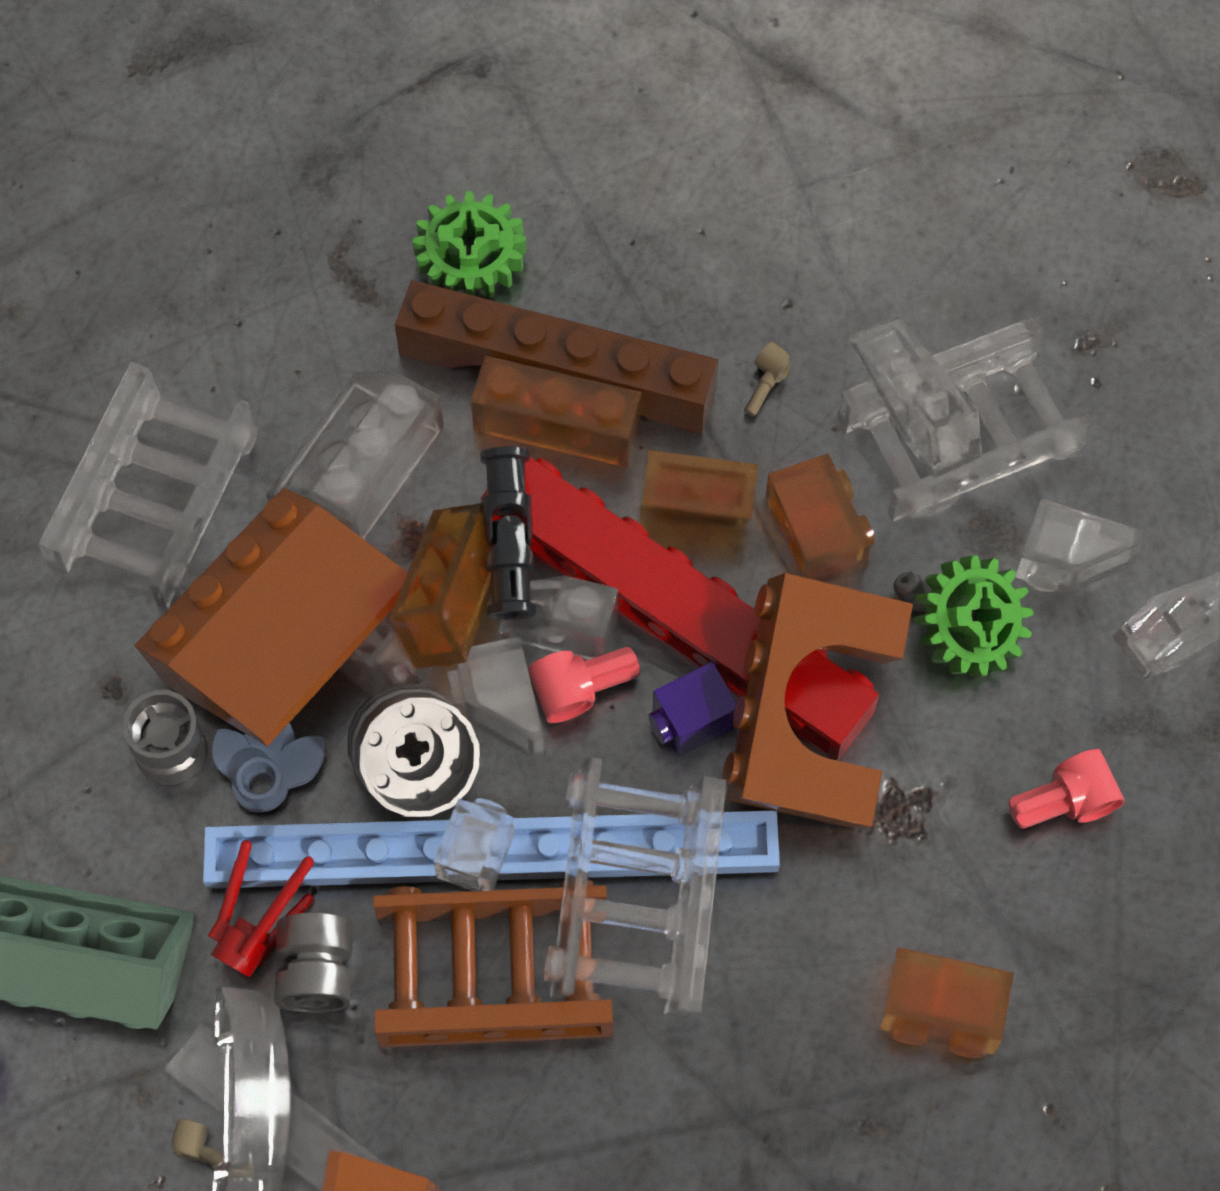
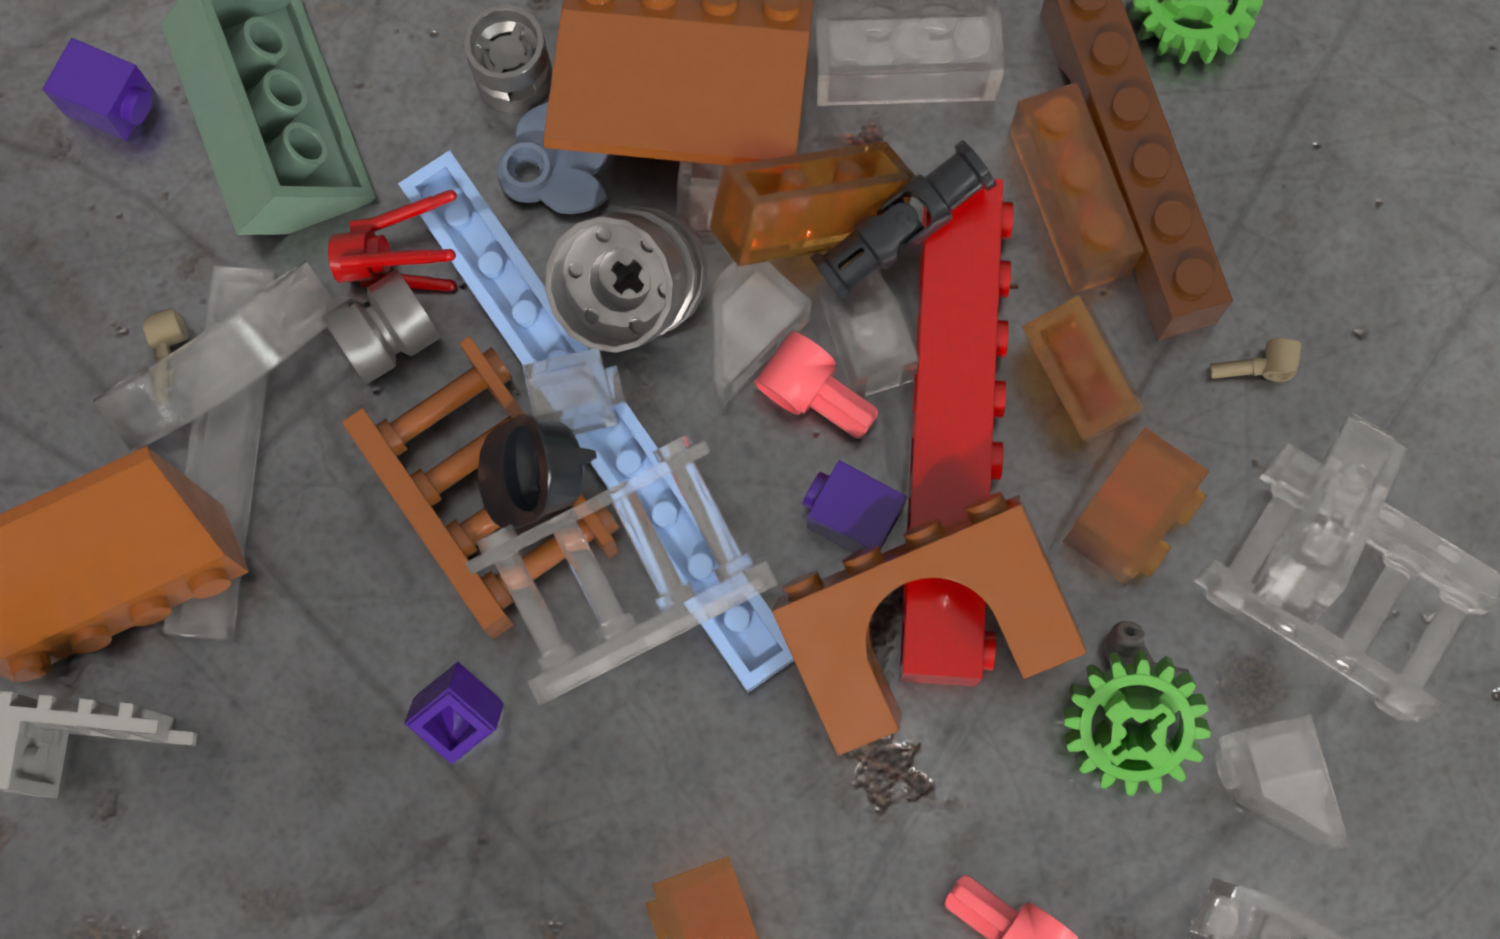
camera: 60 degrees right, 10 degrees up
(518, 908) = (530, 470): none -> black piece
(655, 1095) = (454, 713): none -> dark purple slope

